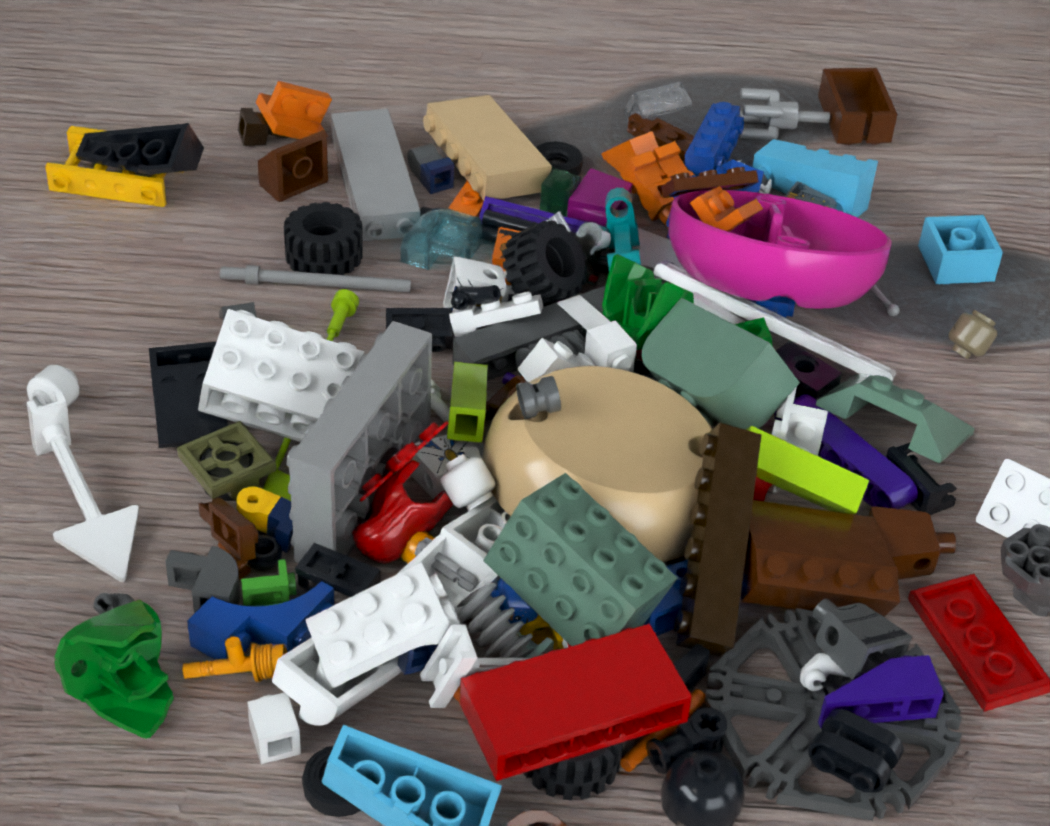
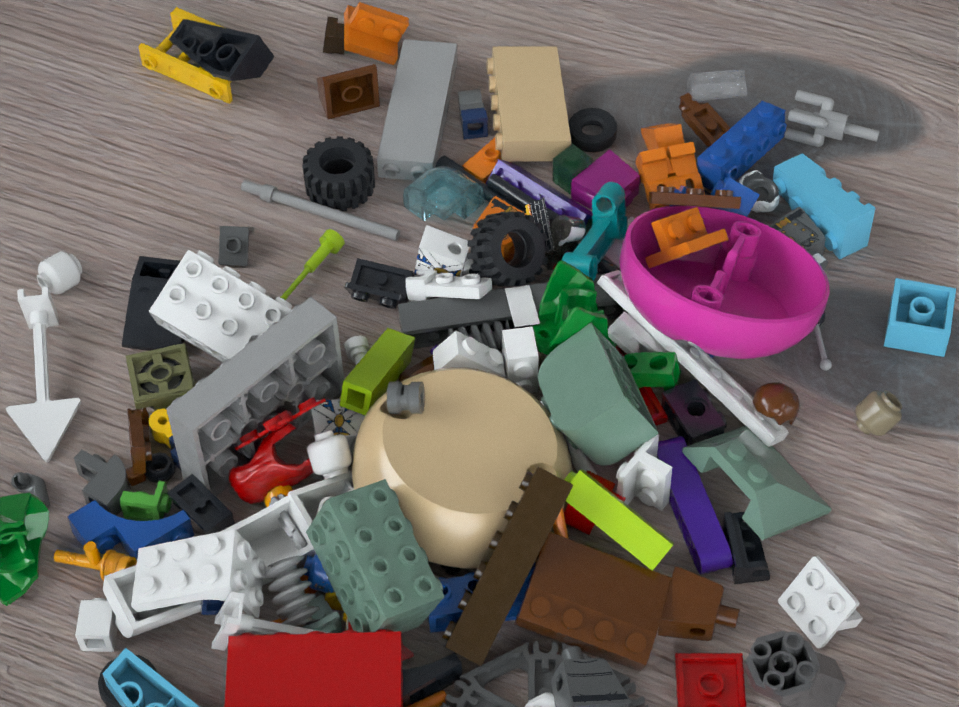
camera: 25 degrees right, 10 degrees up
(467, 296) = (431, 266): black arm -> none
(857, 105) = (911, 129): reddish brown piece -> none
(875, 344) = (777, 402): none -> reddish brown hair

